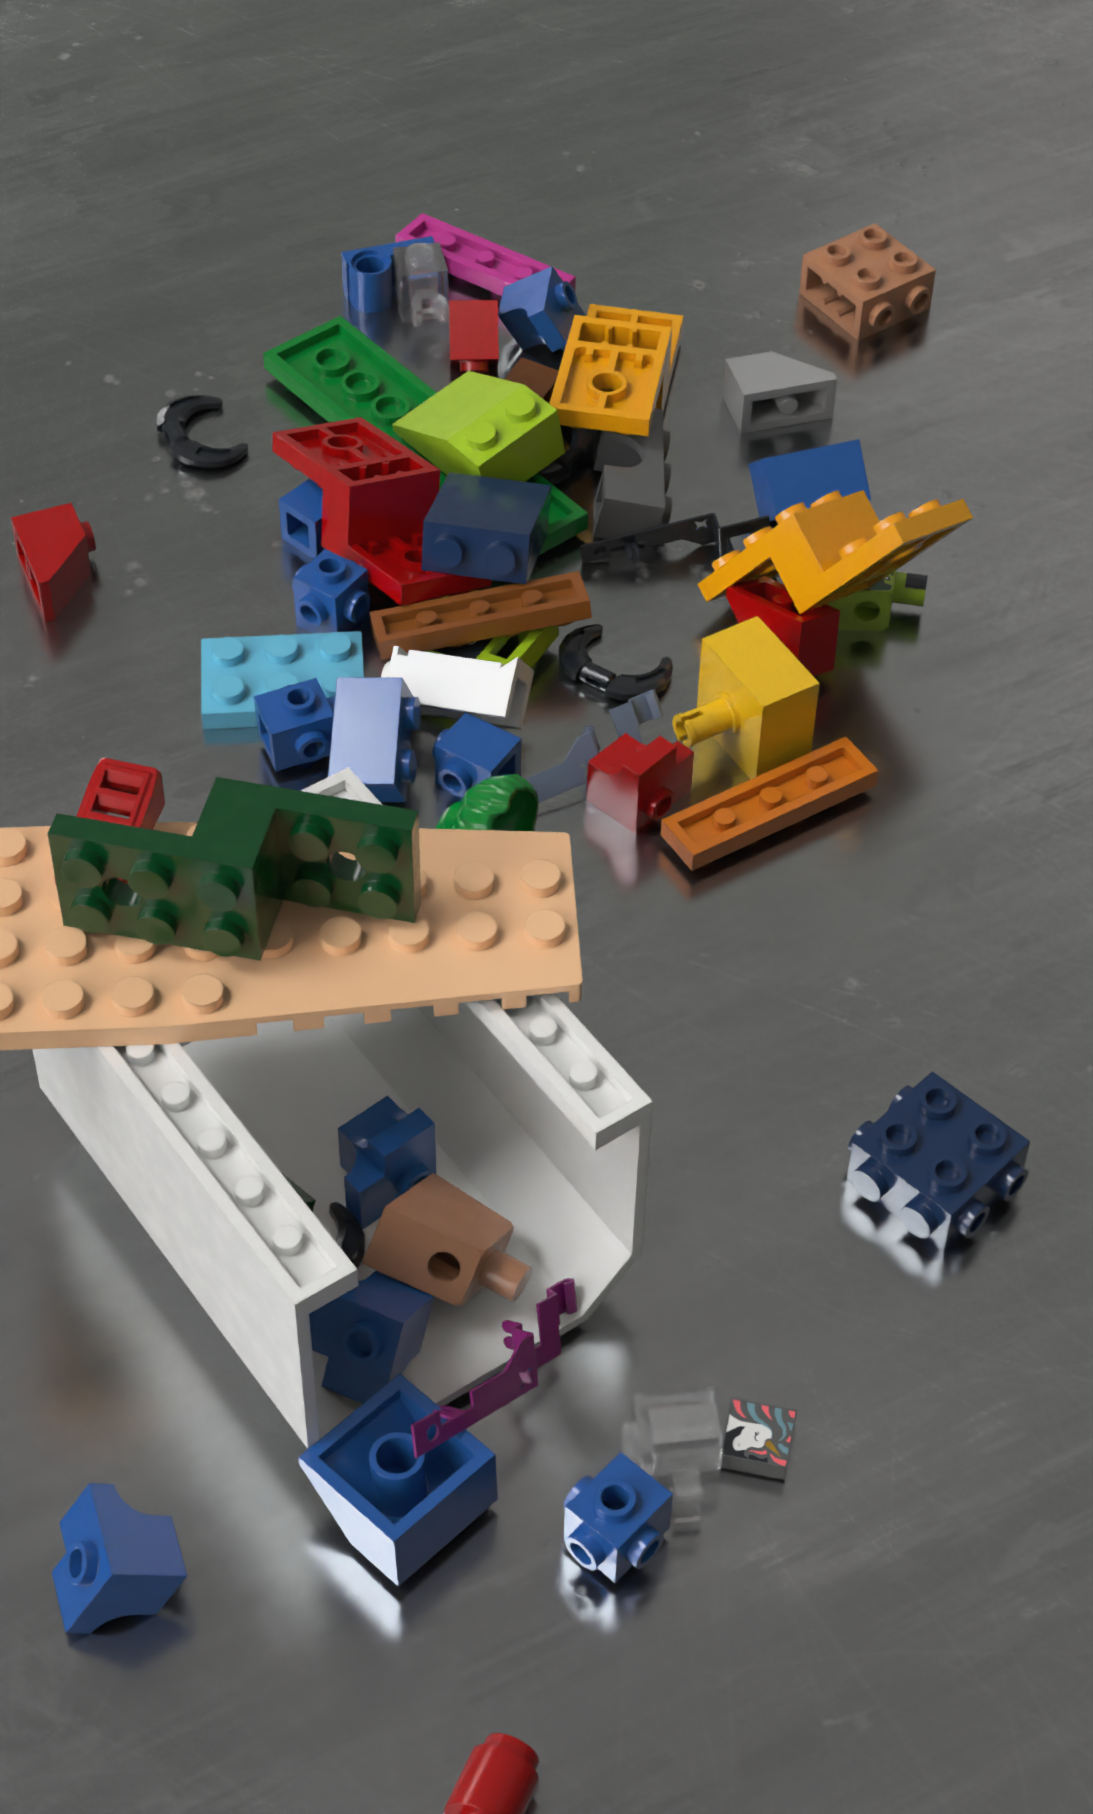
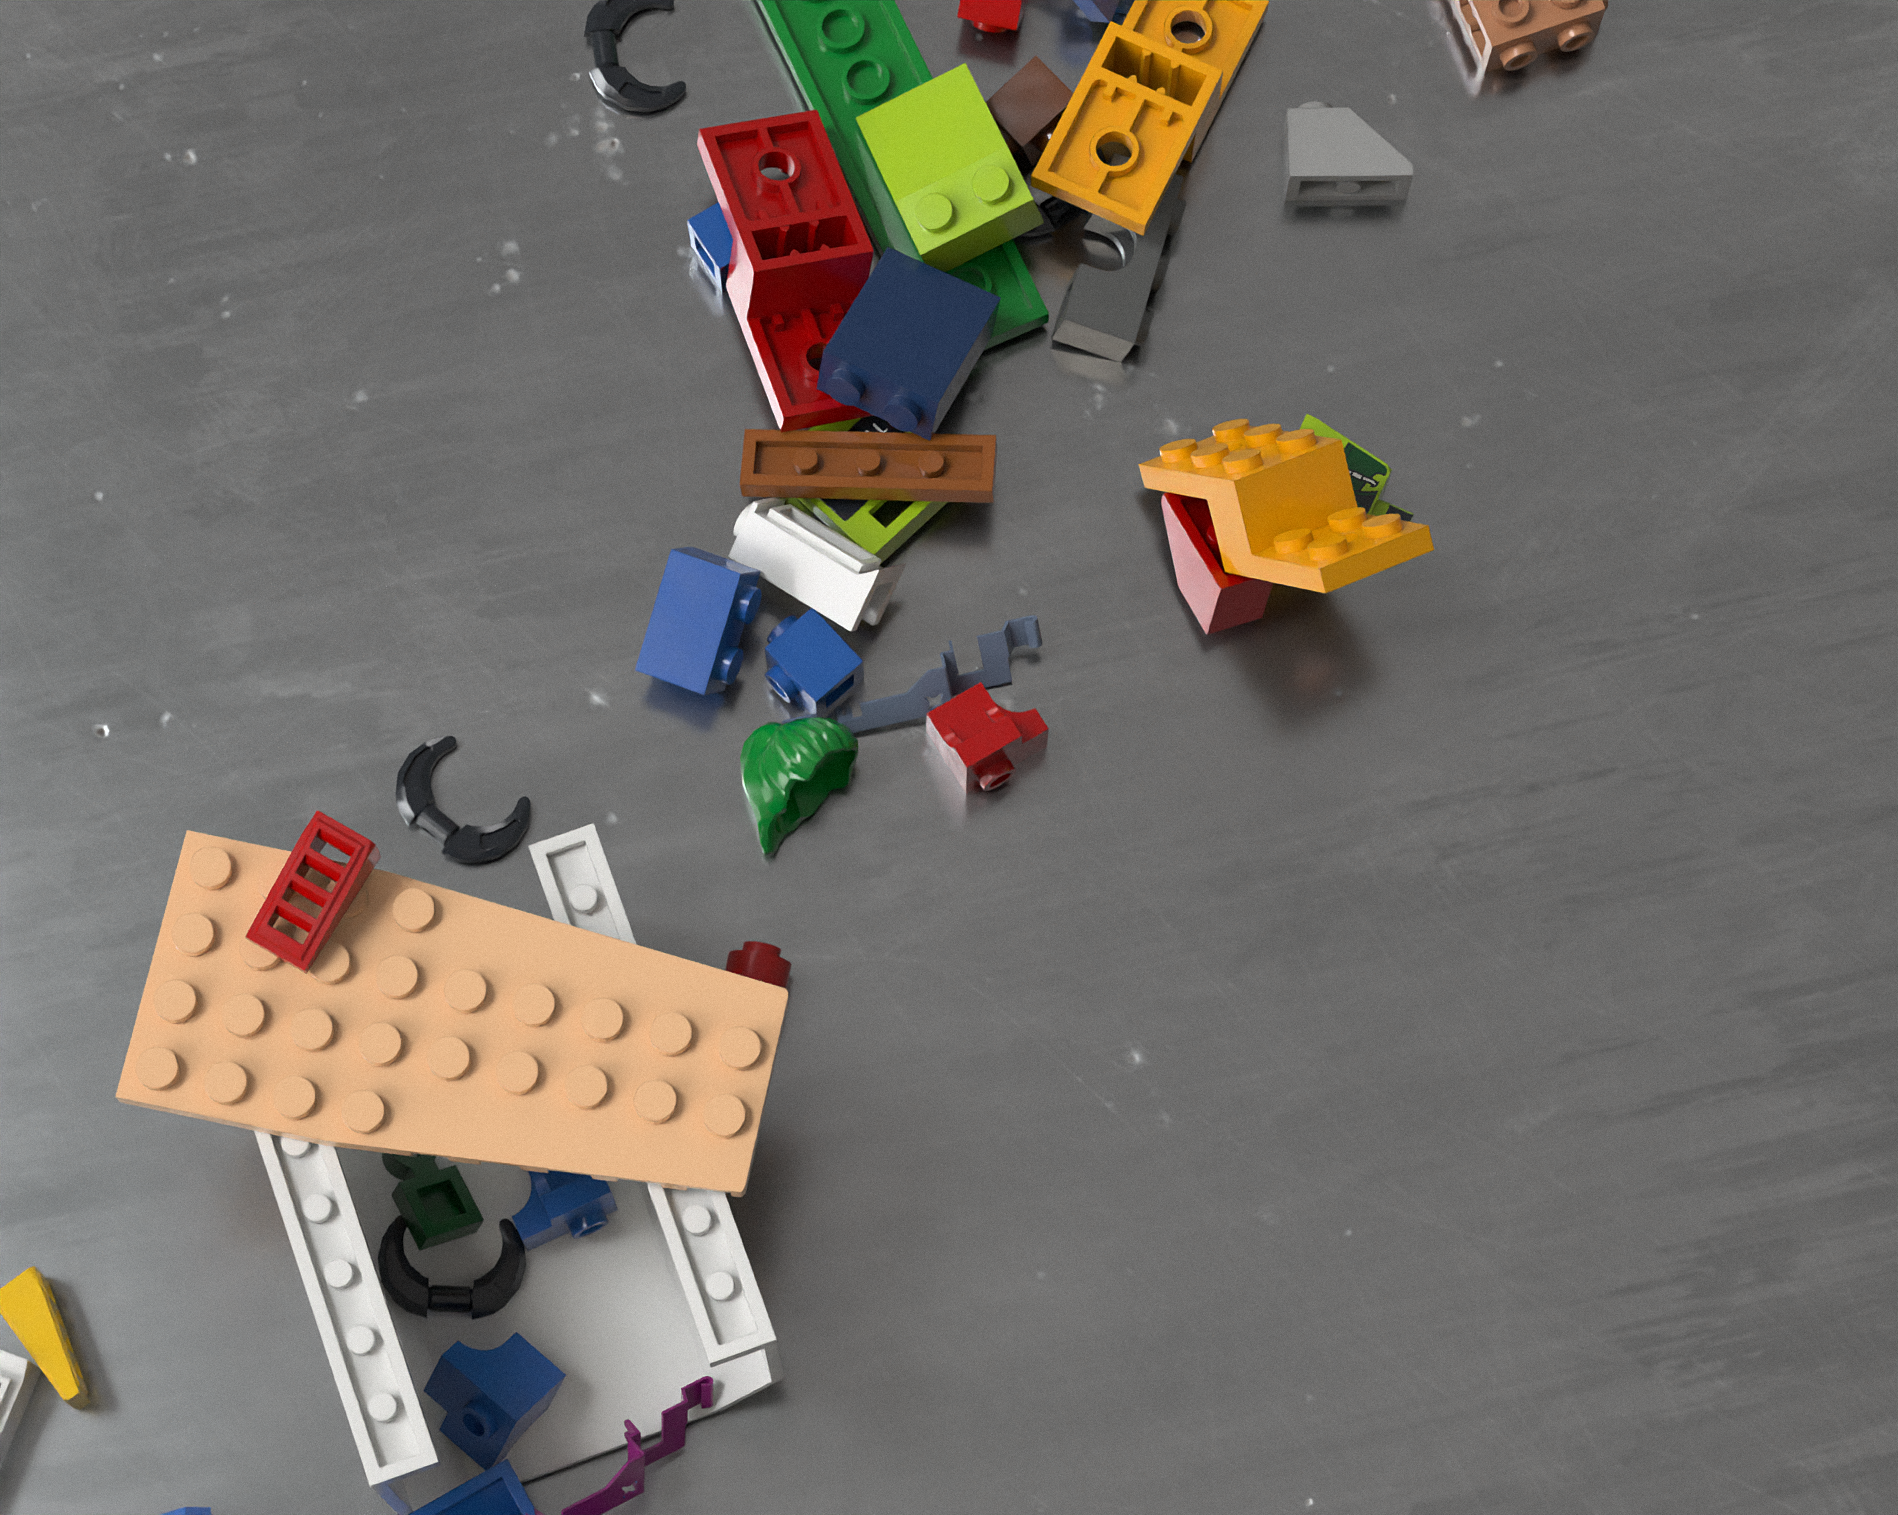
camera: 15 degrees right, 25 degrees up
(53, 555) = (416, 230): red slope -> none
(237, 868) = (416, 1010): dark green bracket -> none
(252, 665) = (634, 476): medium azure plate -> none
(295, 723) = (624, 566): blue brick -> none
(331, 594) = (713, 393): blue brick -> none
(446, 1244) = (593, 1320): nougat torso -> none
(577, 664) = (1014, 583): black piece -> none
(677, 531) = (1239, 391): black piece -> none
(751, 699) = (1135, 670): yellow brick -> none
(768, 803) = (1121, 800): orange plate -> none
(807, 476) = (1325, 333): blue brick -> none
(937, 1161) = (1131, 1324): dark blue brick -> none

